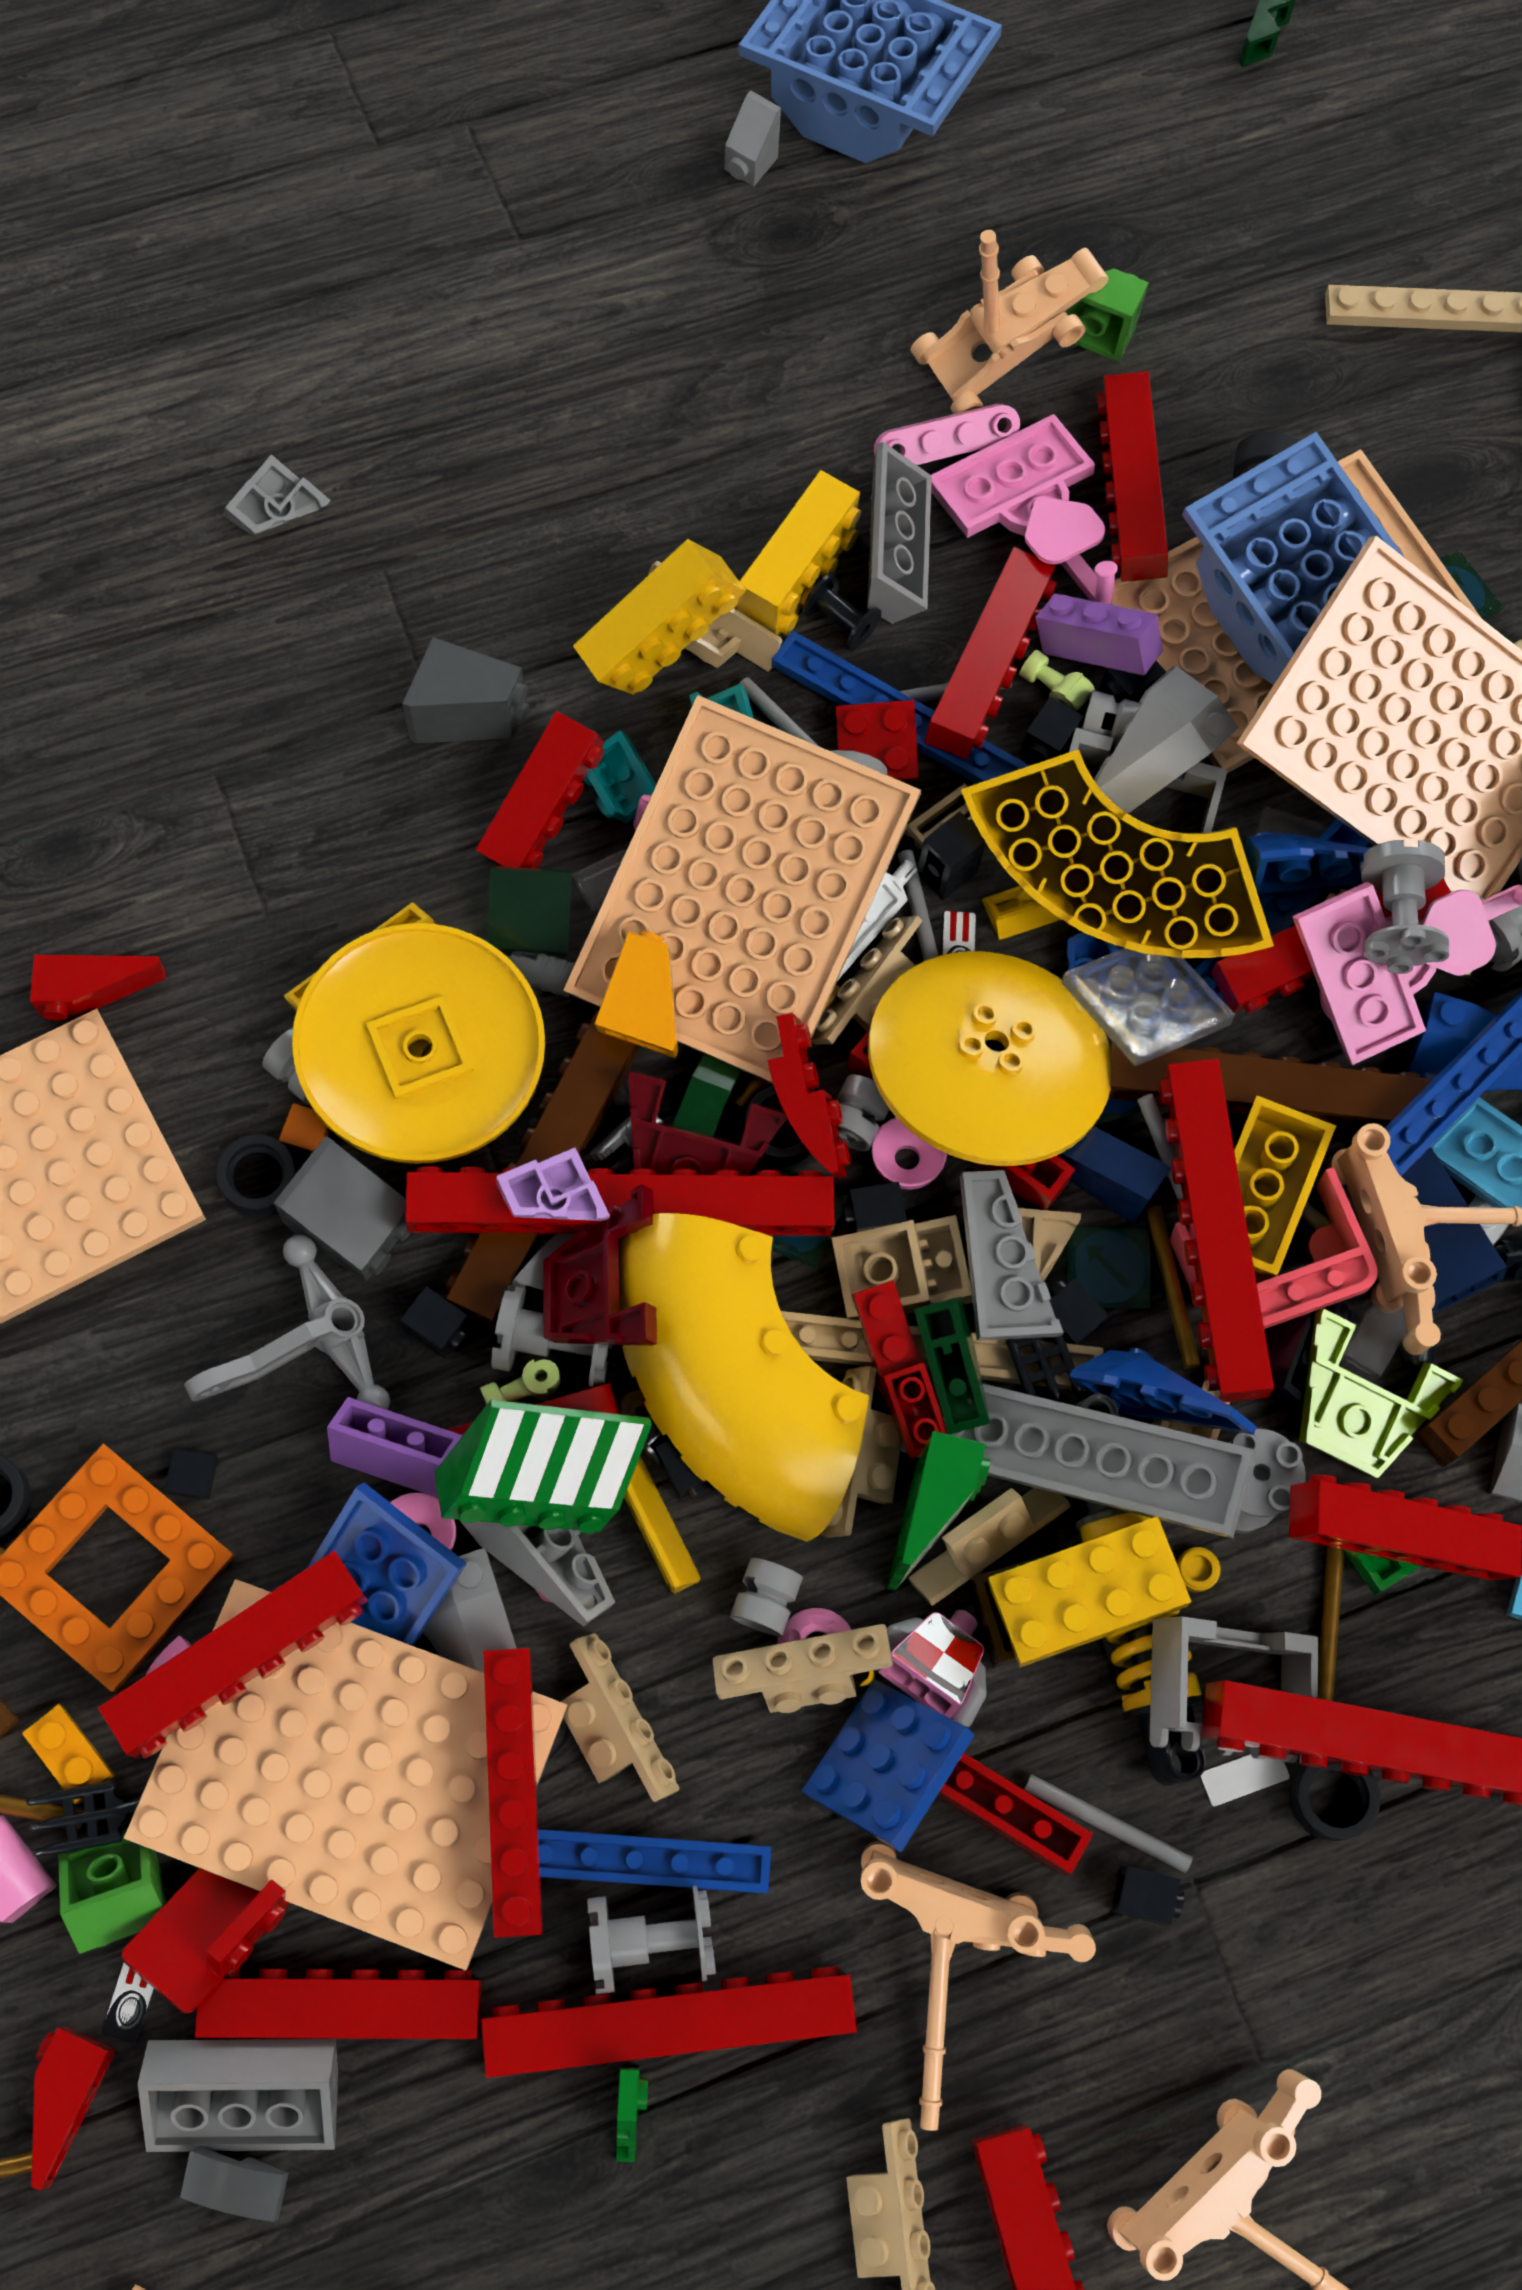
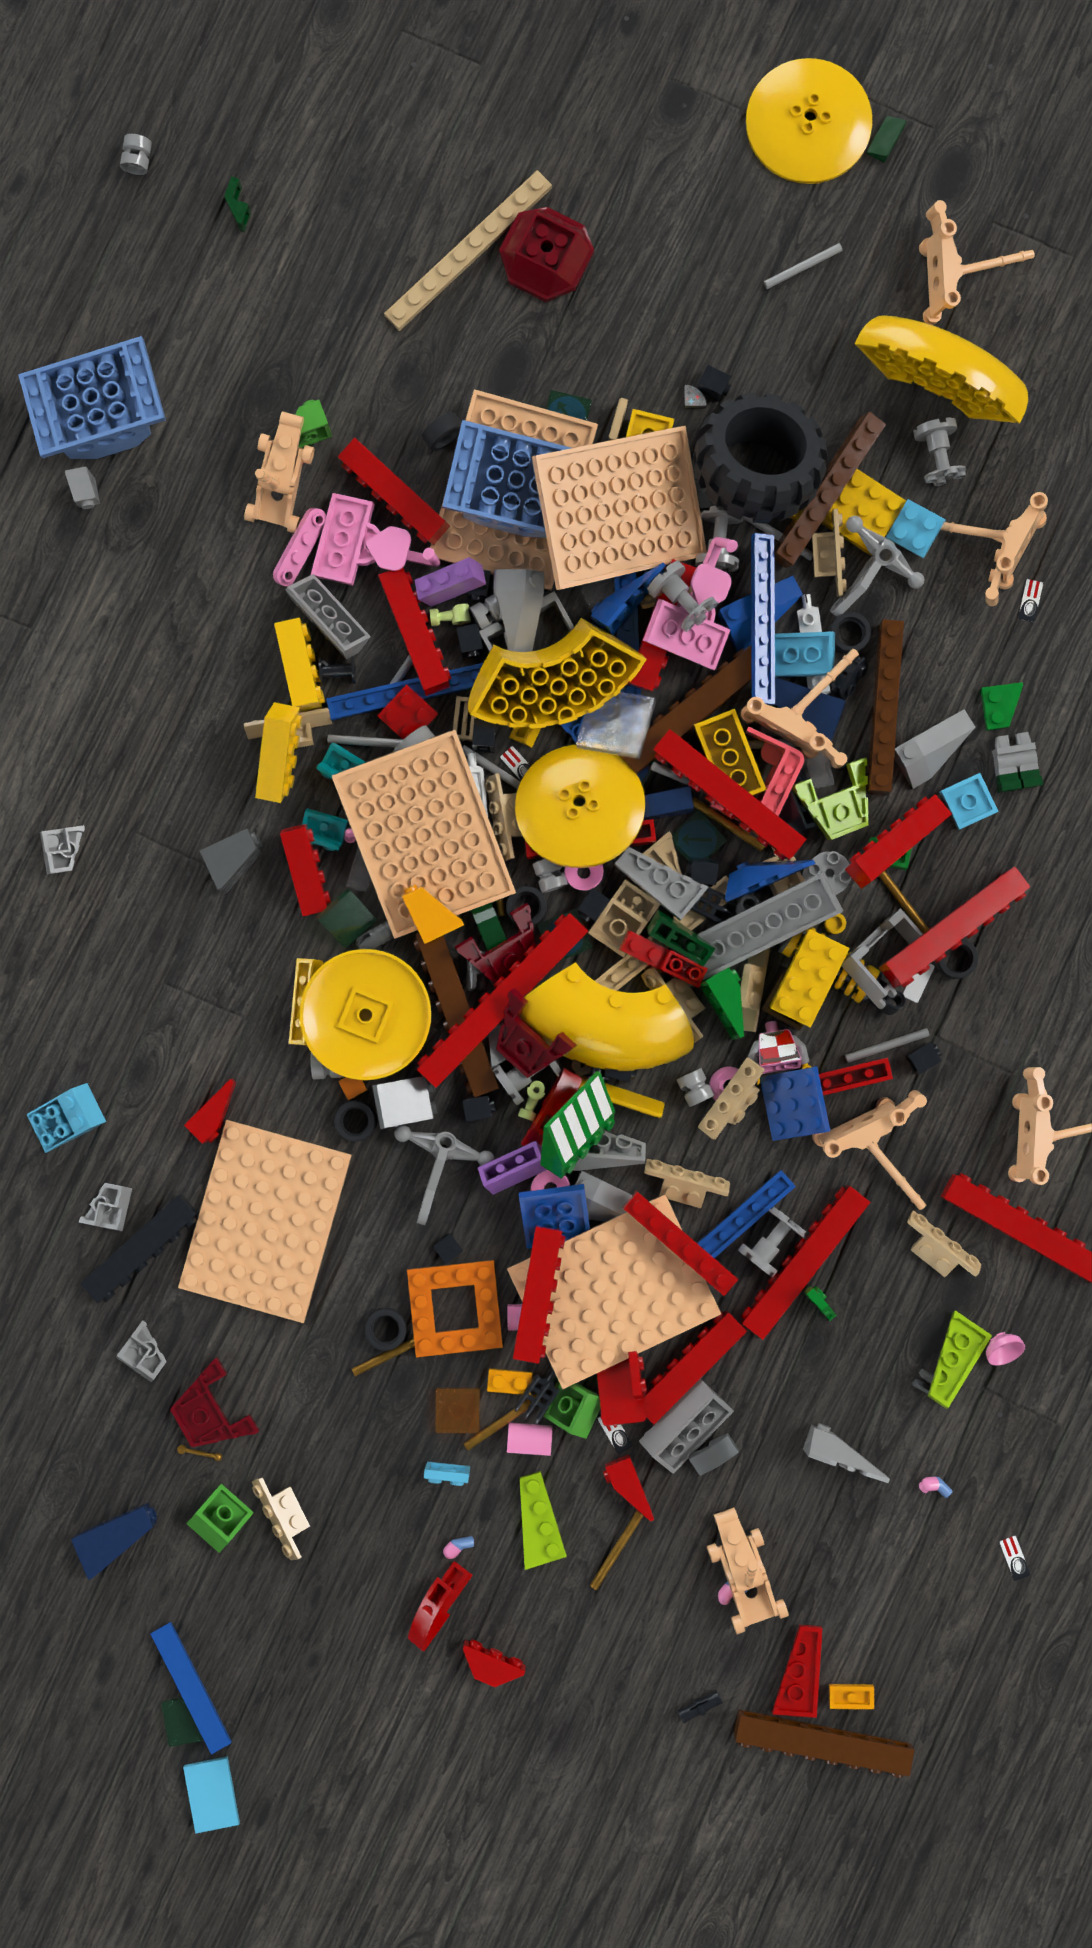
camera: 40 degrees left, 15 degrees up
(552, 1190) = (478, 1023): lavender slope -> none
(809, 1112) = (537, 897): red slope -> none

